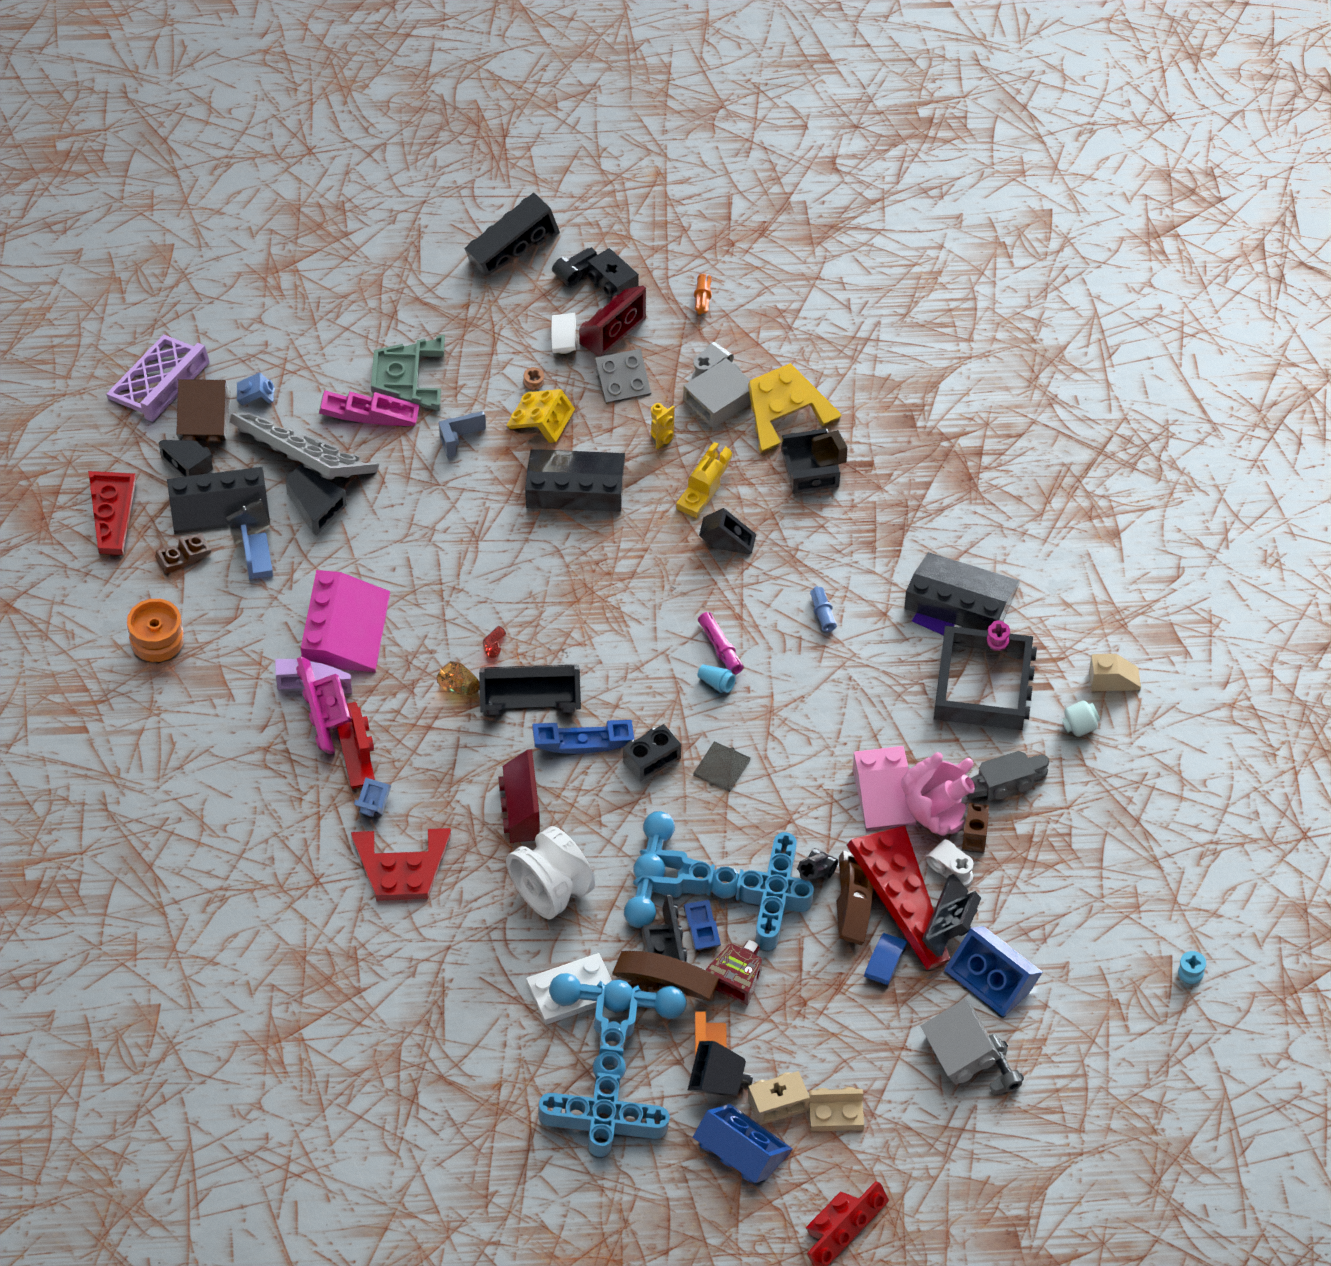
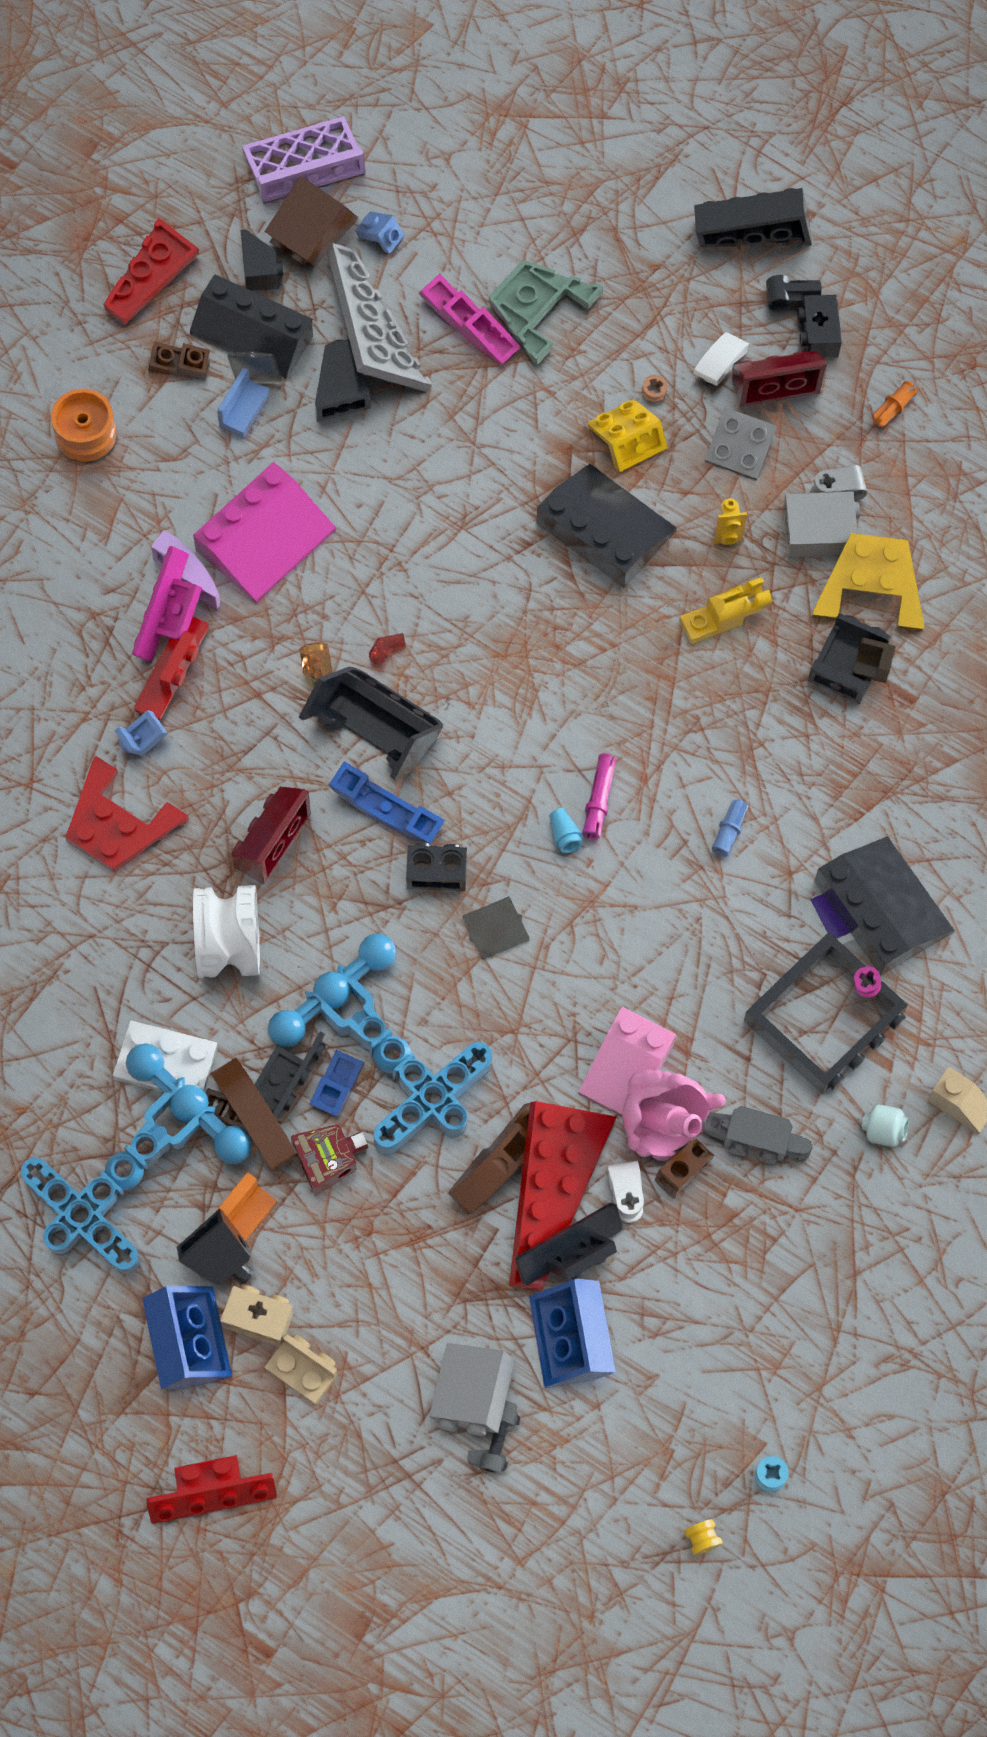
camera: 35 degrees right, 15 degrees up
(454, 427) = (530, 391): sand blue bracket -> none
(727, 532) = (702, 682): black slope -> none
(817, 865) = (491, 1100): black piece -> none
(885, 958) = (479, 1244): blue slope -> none
(1183, 1032) = (703, 1537): none -> yellow wheel

